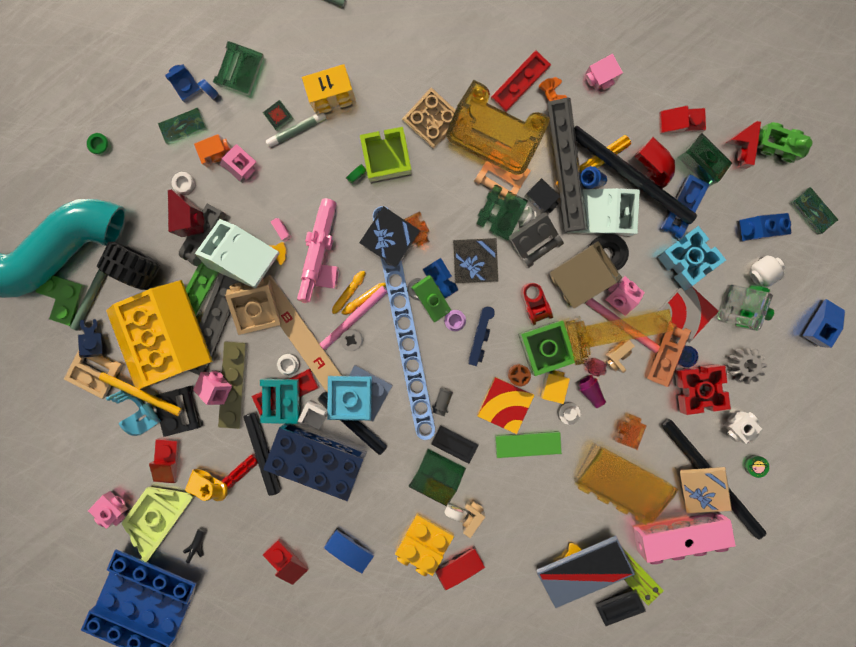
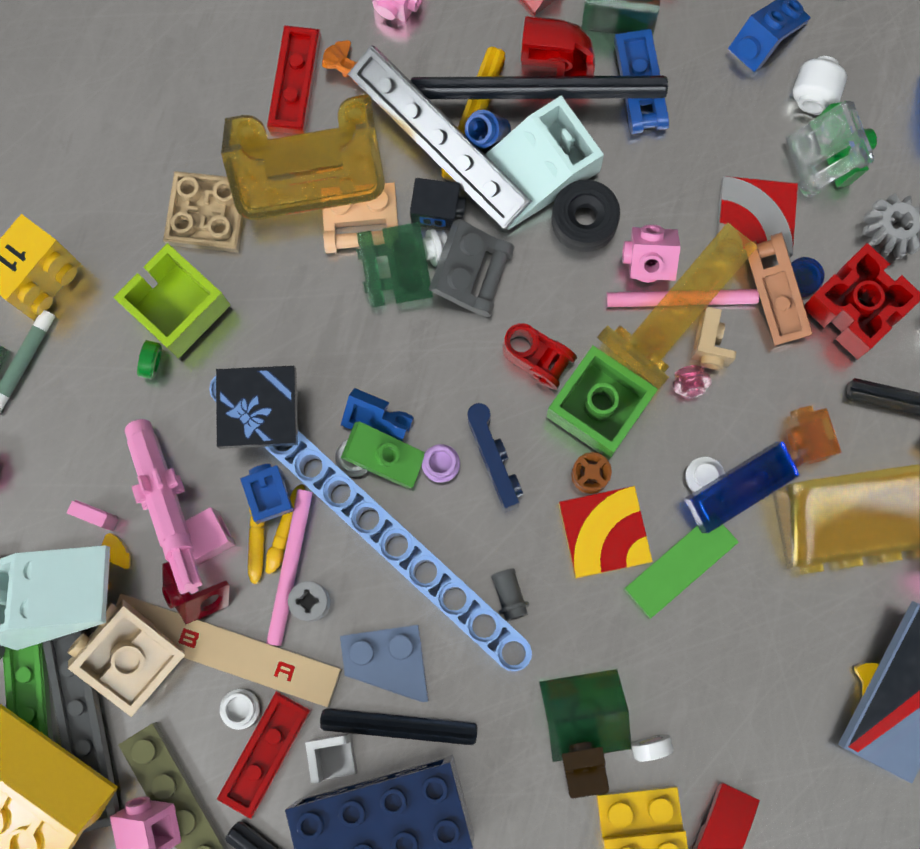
camera: 30 degrees left, 10 degrees down
(286, 401) = (274, 766): teal plate -> none
(296, 305) = (190, 605): none -> dark red bracket
(349, 398) = (366, 689): medium azure tile -> none
(366, 277) = (266, 493): none -> blue bracket
(419, 501) = (585, 770): none -> dark brown bracket
(422, 237) = (307, 381): clear orange brick -> none
(454, 444) = (574, 645): black tile -> none
(472, 522) = (689, 742): tan bracket -> none
(475, 260) = (408, 358): clear smoke tile -> none
(555, 387) = (654, 451): yellow brick -> none
(581, 431) = (742, 487): none -> clear blue tile
(585, 275) = (576, 263): dark tan brick -> none
(591, 390) = (710, 419): magenta cone -> none
(704, 258) = (704, 138): medium azure brick -> none

